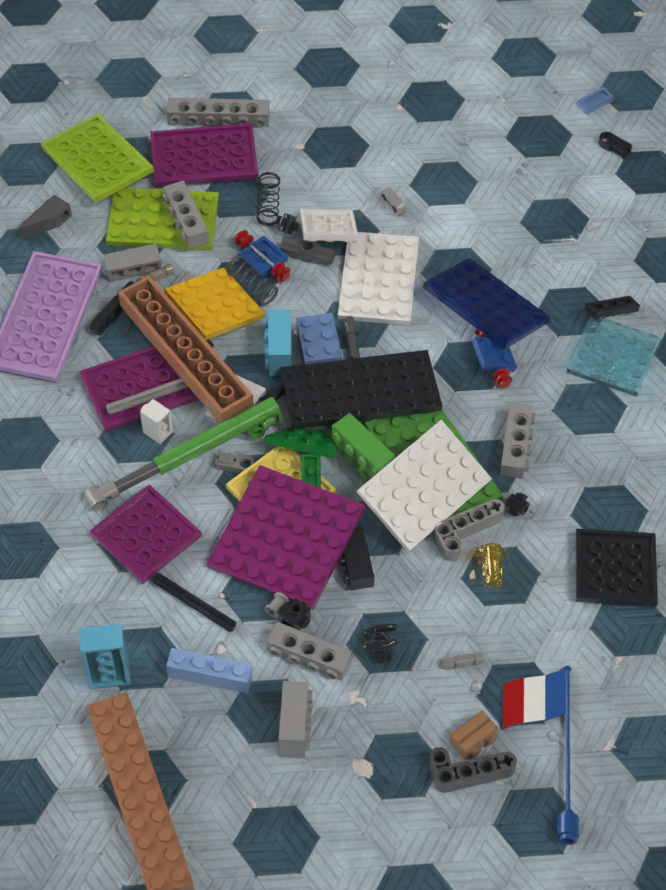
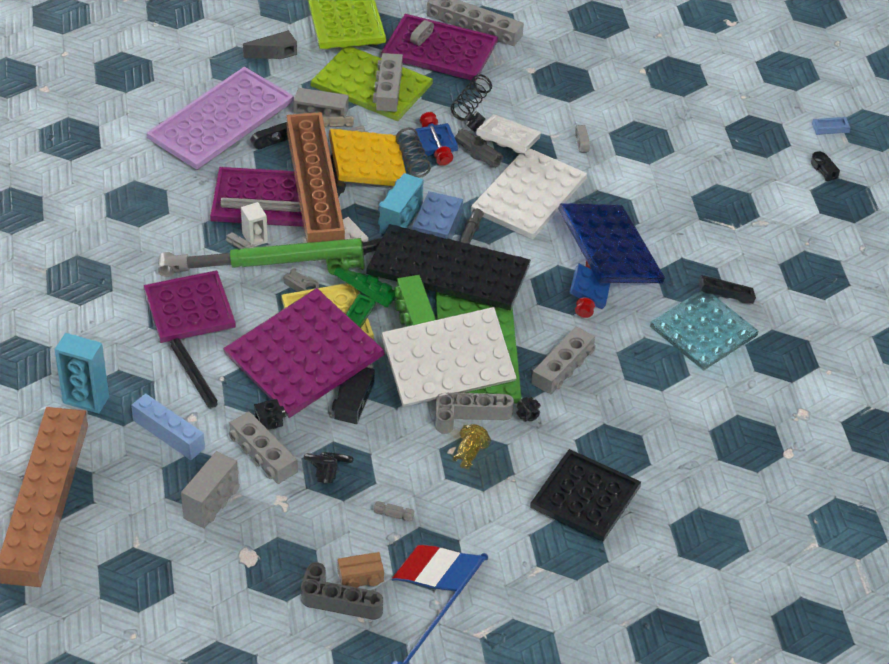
camera: 25 degrees right, 10 degrees down
(152, 445) = (238, 241): none -> light grey axle
(182, 148) = (422, 32): none -> light grey beam
(276, 605) = (266, 396): light grey bush -> none

